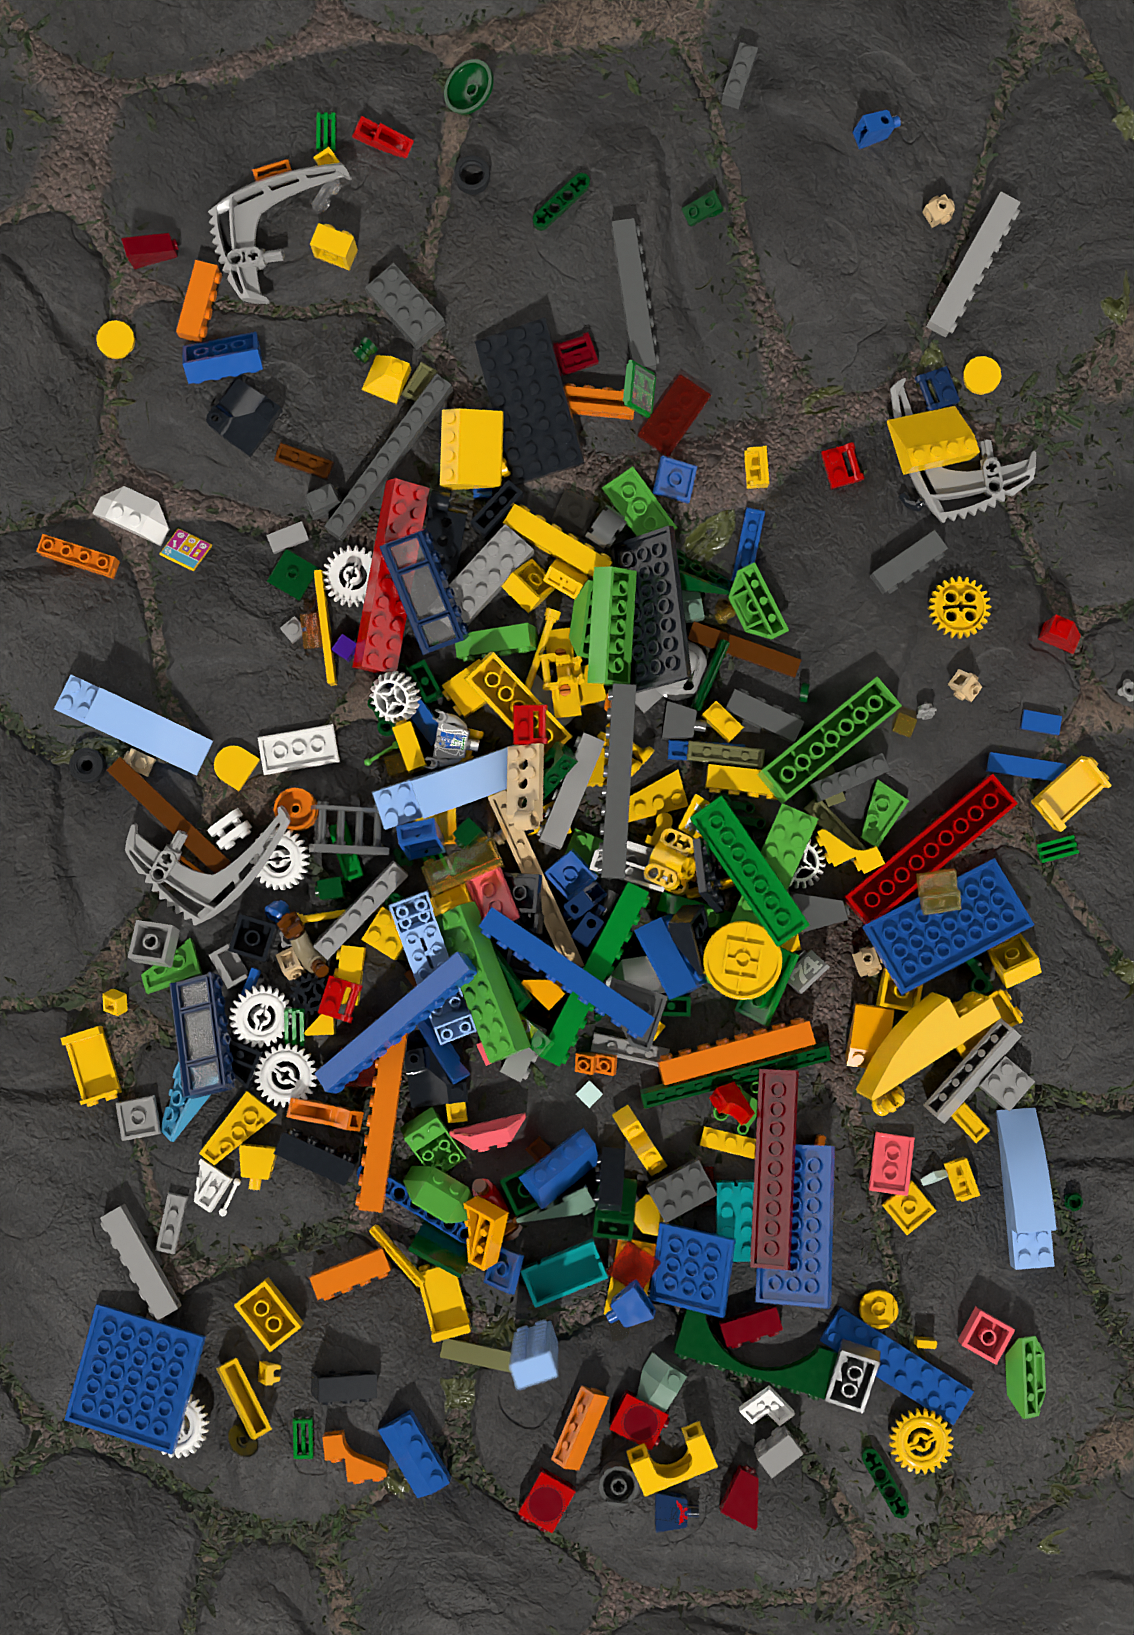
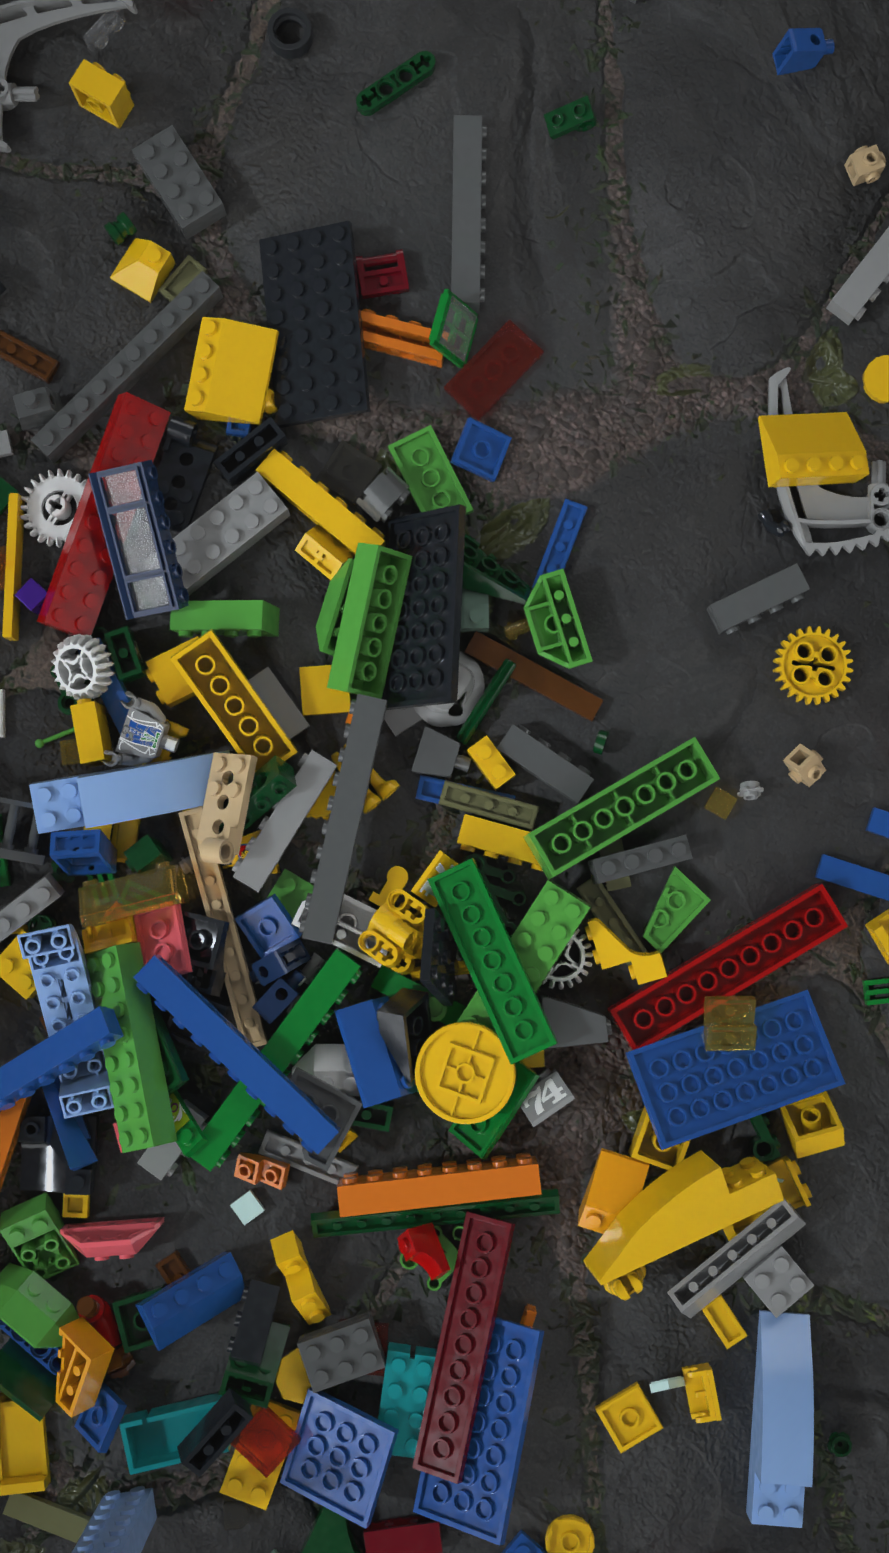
camera: 10 degrees right, 0 degrees up
(524, 724) = (236, 727): red plate -> none
(527, 585) = (274, 554): yellow slope -> none
(545, 991) = (205, 1070): light orange slope -> none
(551, 617) = (297, 598): yellow piece -> none
(567, 1204) = (199, 1345): sand green wedge -> none
(569, 674) = (308, 674): yellow piece -> none
(596, 1262) = (214, 1432): none -> black brick
(631, 1306) = (253, 1492): blue torso -> none
(658, 797) = (394, 846): yellow wing -> none
(728, 1142) = (413, 1297): yellow plate -> none
(756, 467) = (585, 450): yellow hinge -> none
(836, 467) = (686, 468): red plate -> none
(867, 961) = (617, 1096): tan brick -> none
(891, 1163) = (615, 1358): coral tile -> none
(942, 386) = (835, 387): dark blue plate -> none

